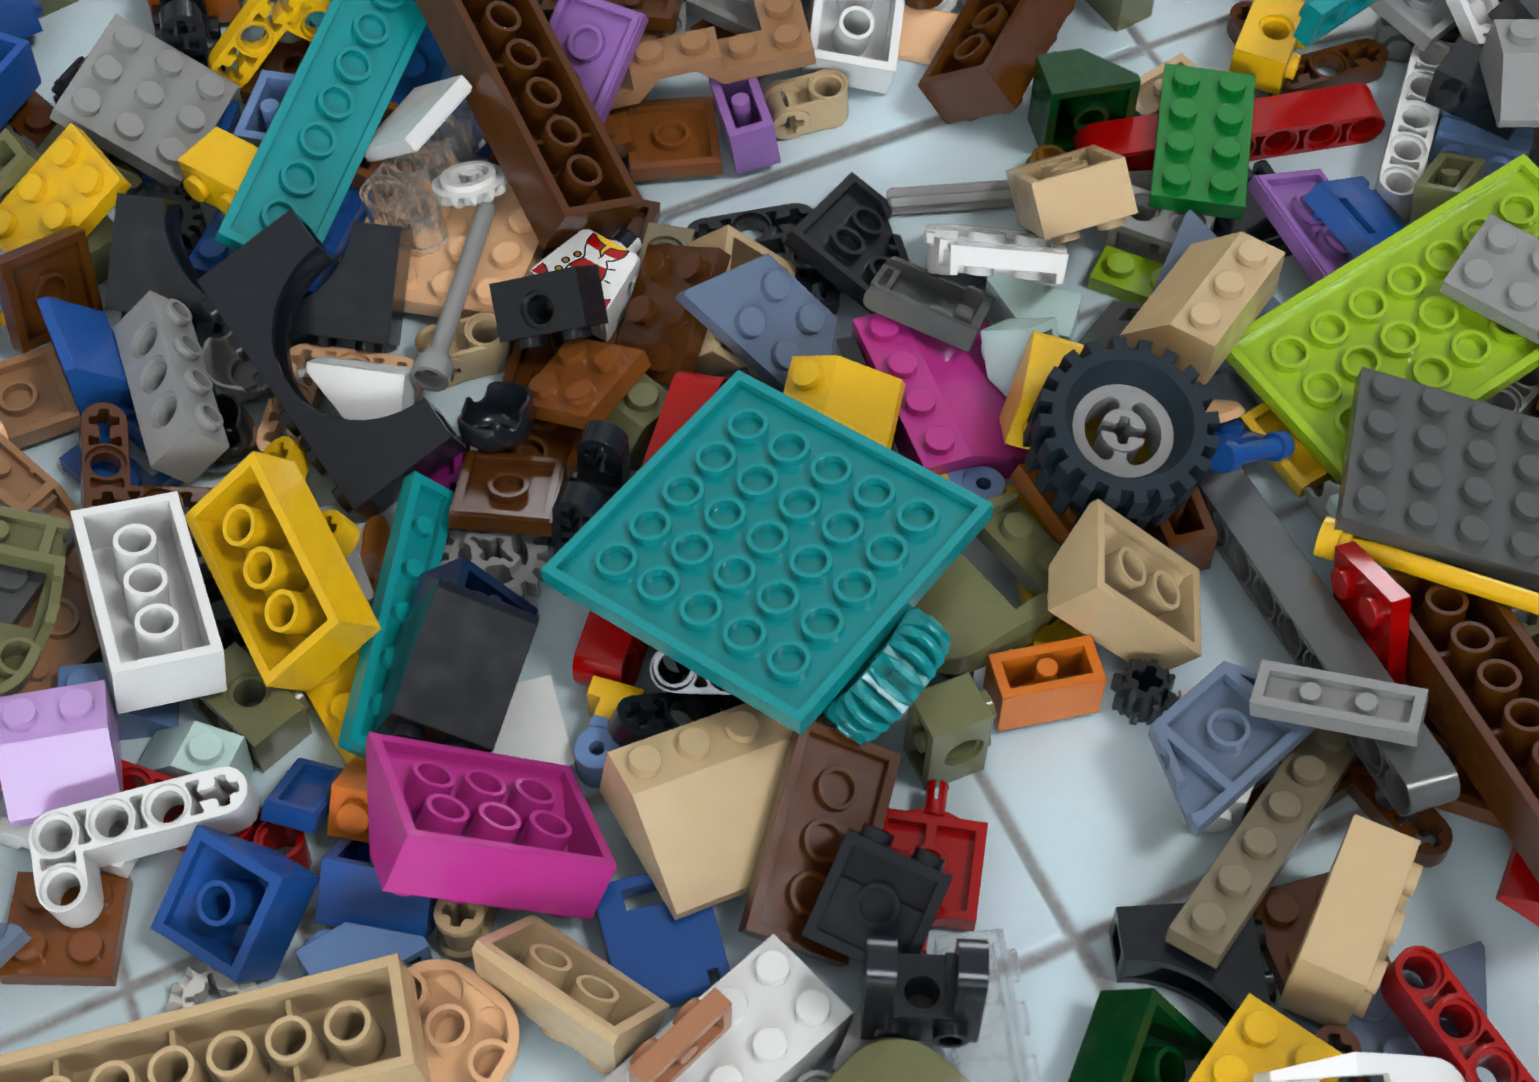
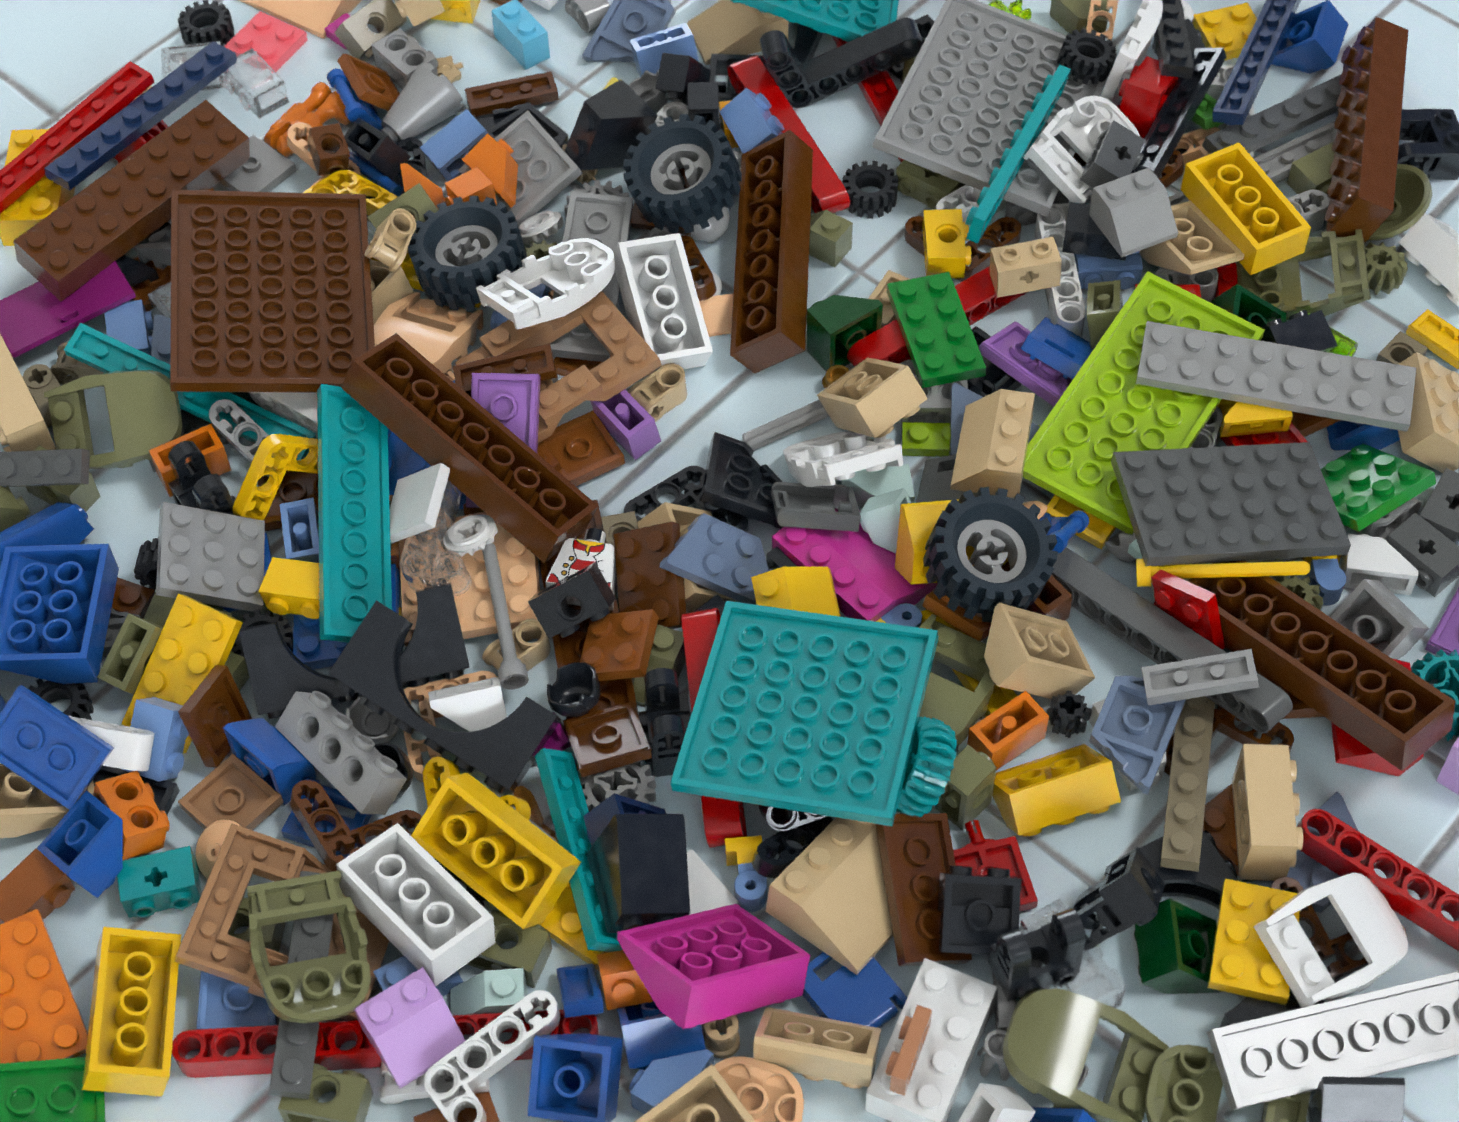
camera: 20 degrees left, 0 degrees up
(1074, 784) = (1055, 790): none -> yellow slope
(1084, 960) = (1123, 898): none -> black brick
(1361, 100) = (1025, 267): none -> tan brick

